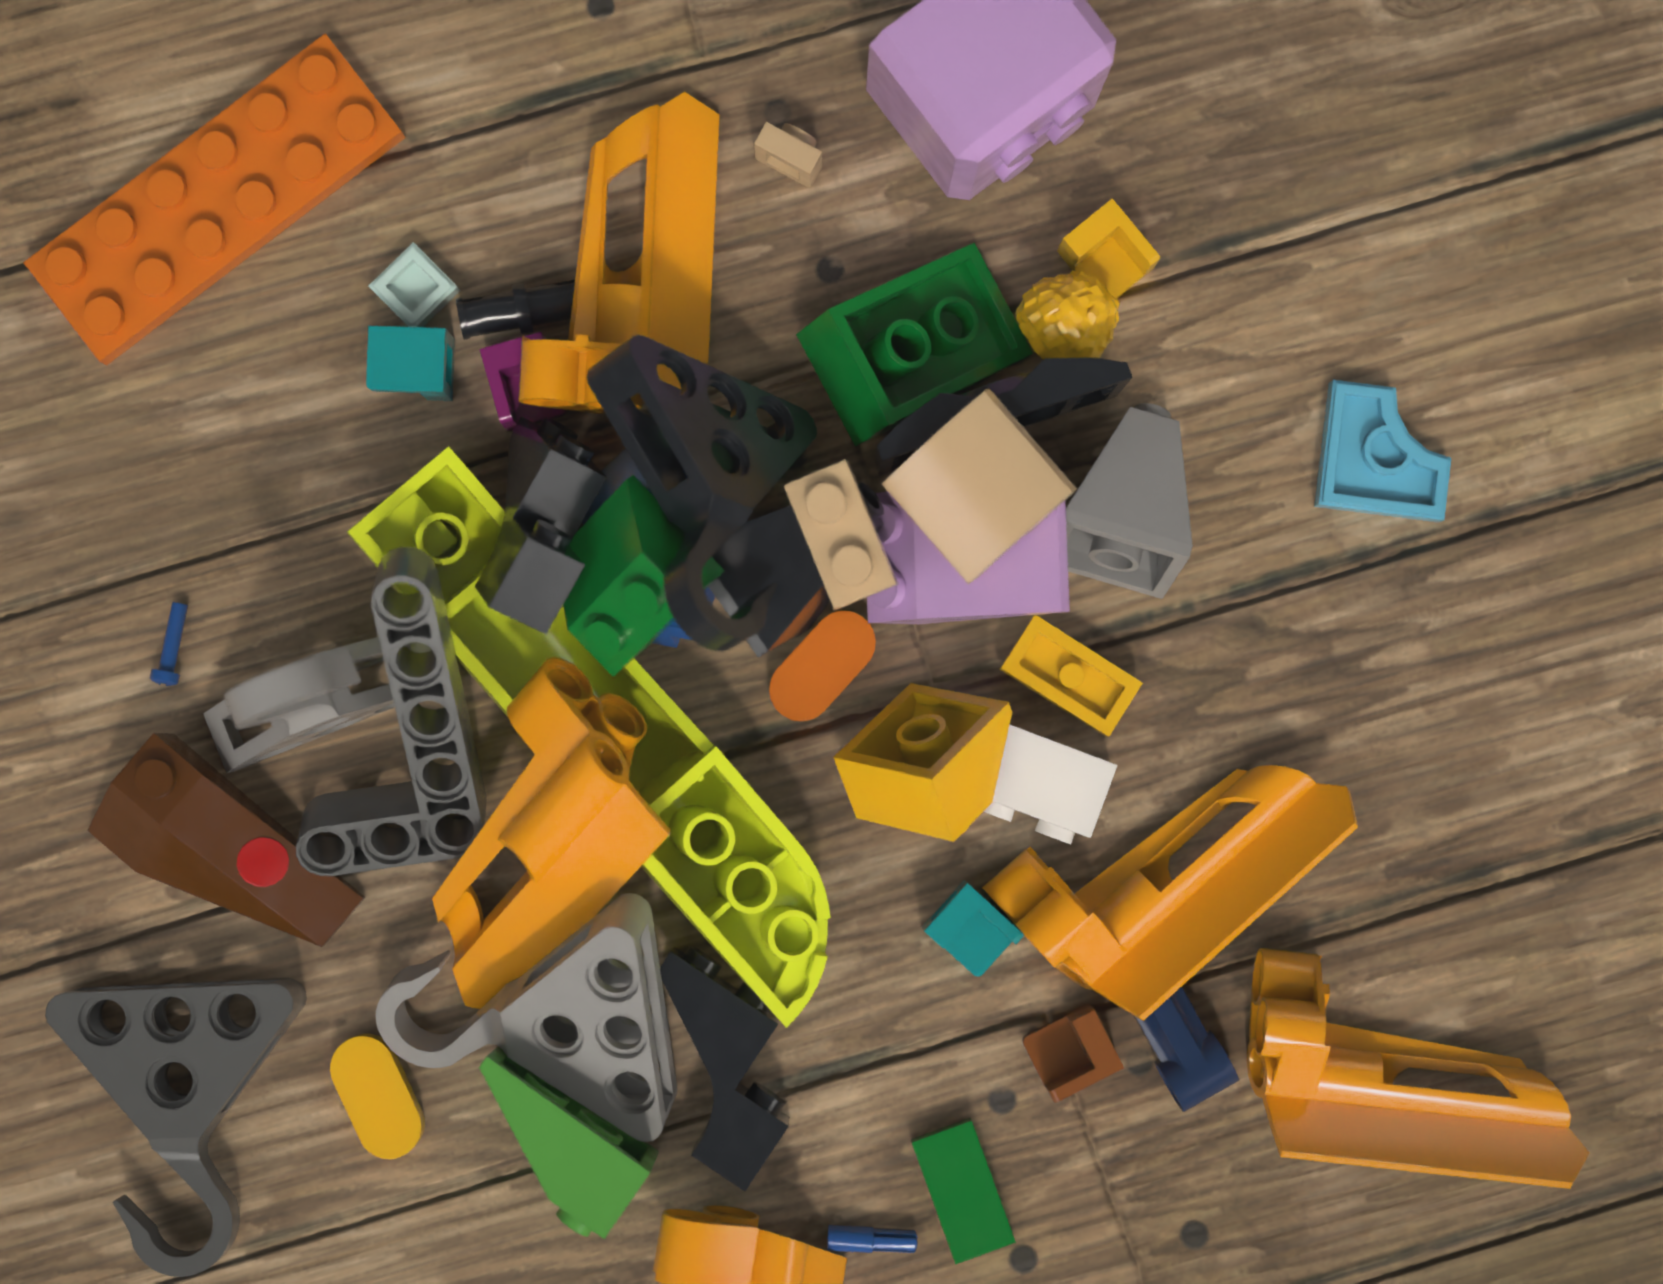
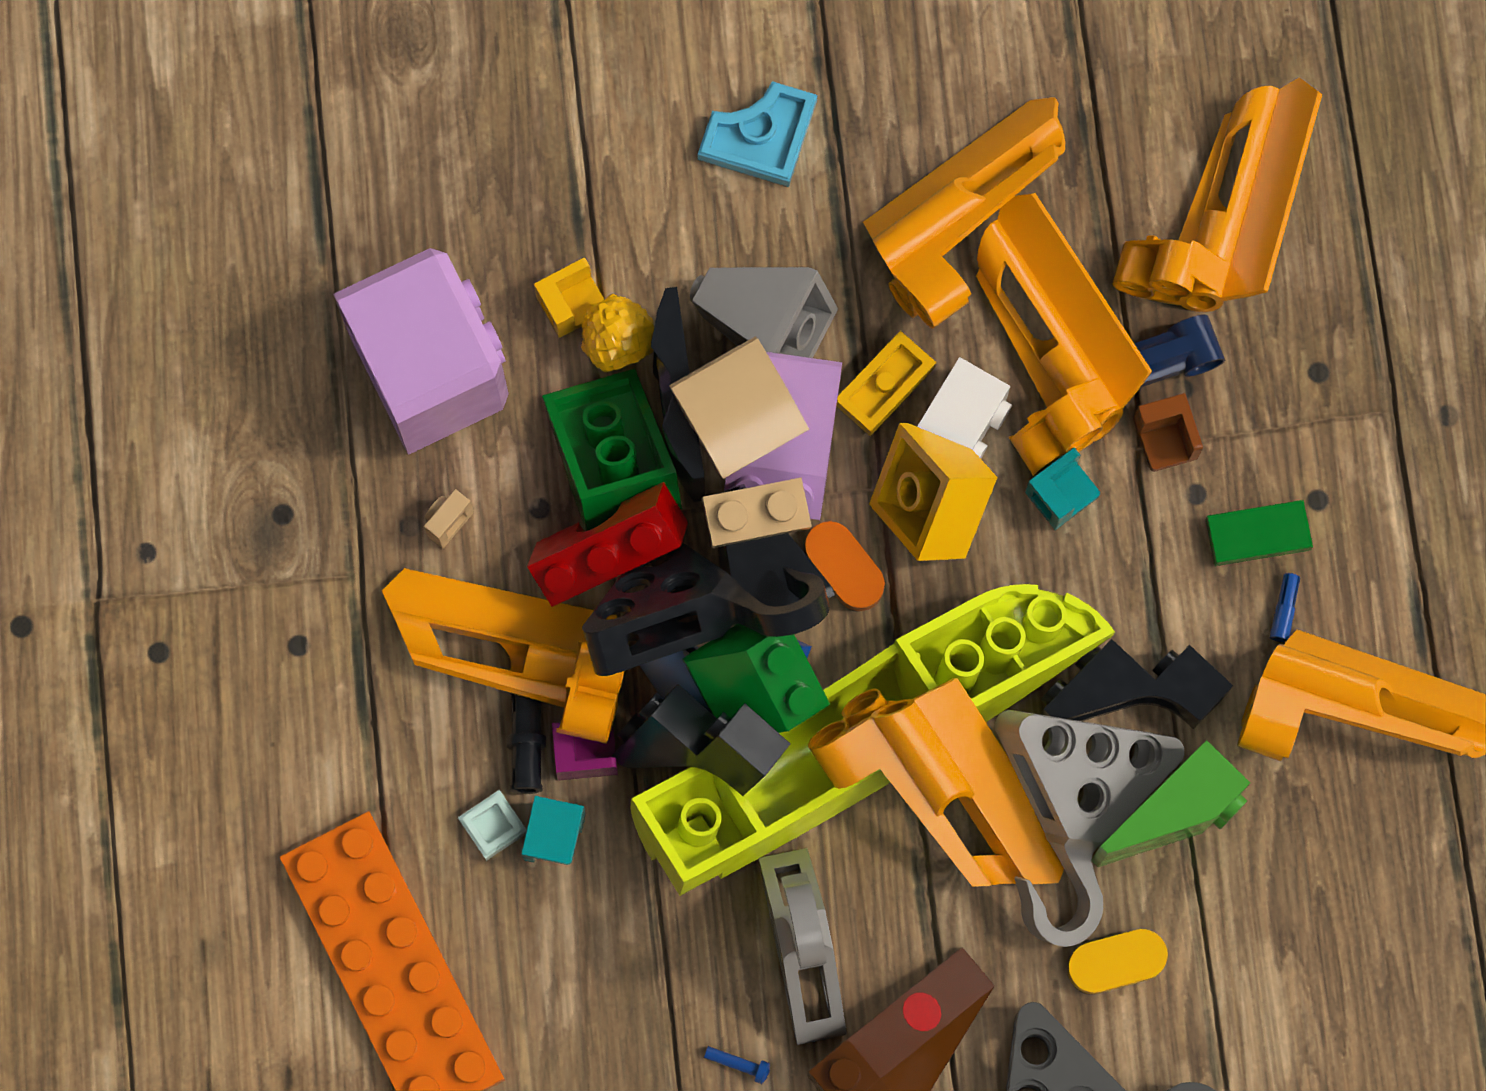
camera: 75 degrees left, 10 degrees down
(426, 734) = (848, 855): dark grey beam -> none
(754, 323) = (636, 534): none -> red arch
(1318, 713) = (956, 199): none -> light orange panel

